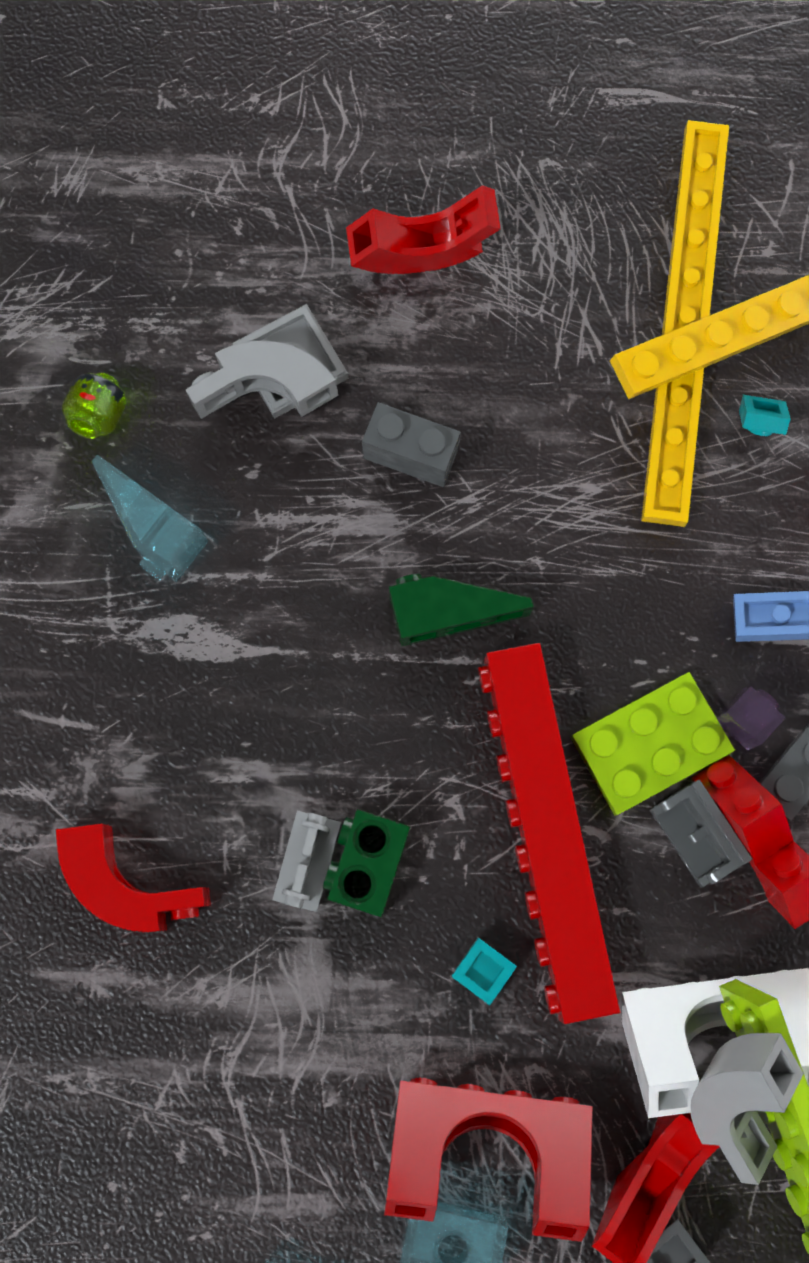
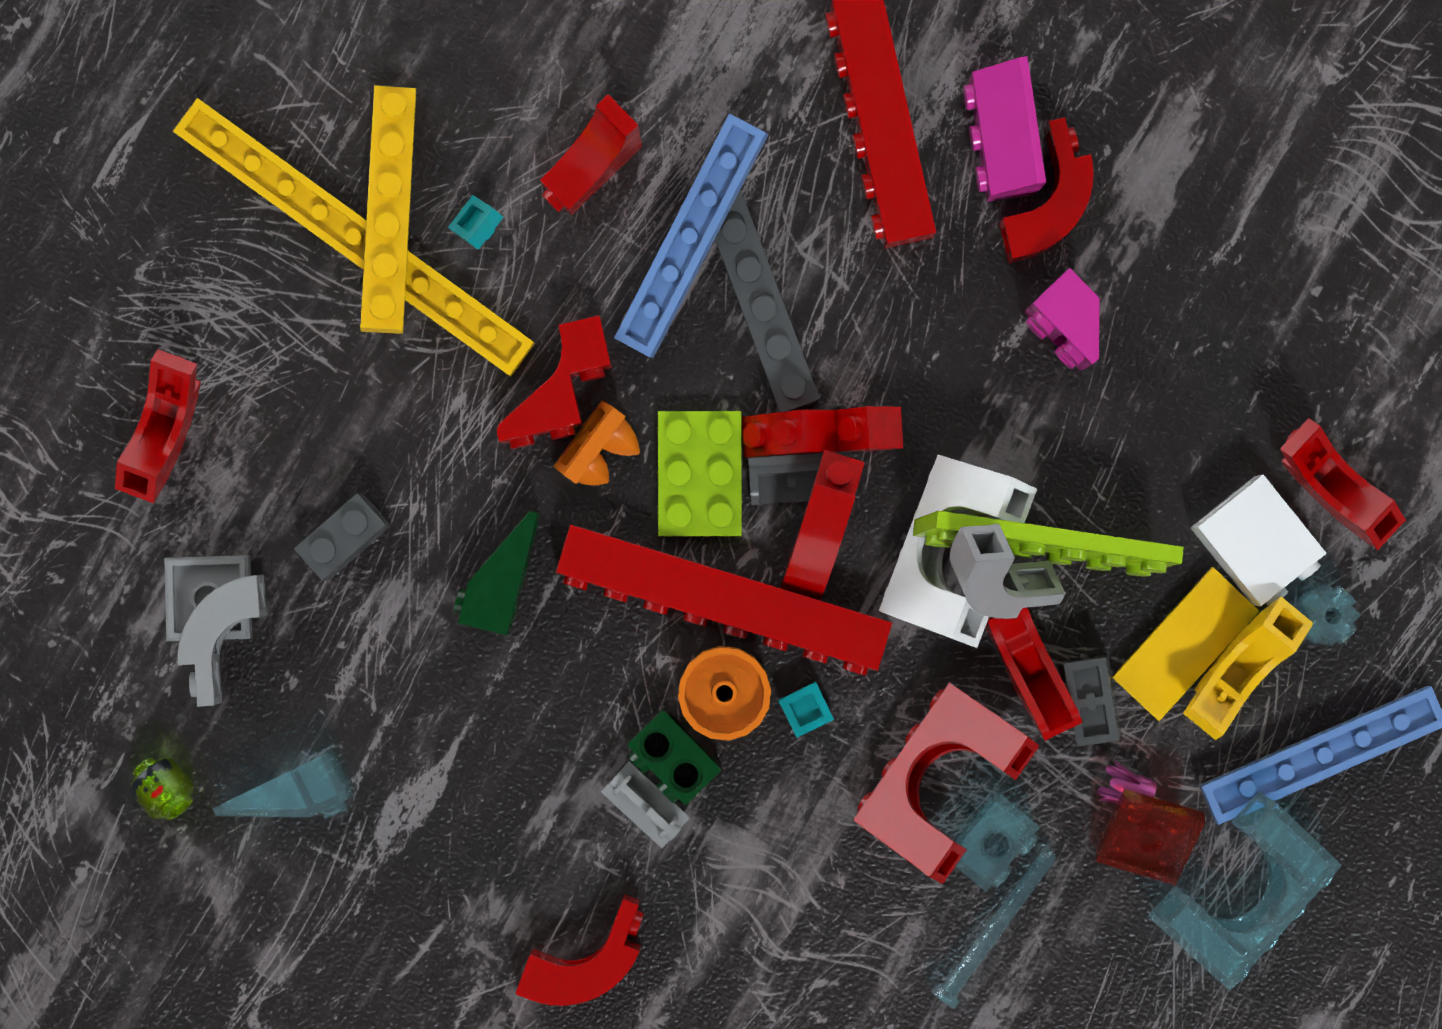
camera: 65 degrees left, 10 degrees up
(473, 855) = (737, 714): none -> orange wheel
(640, 569) = (555, 404): none -> red arch
(642, 631) = (602, 430): none -> orange tile
(678, 888) = (823, 525): none -> red arch
(751, 717) = (721, 383): clear purple brick -> none

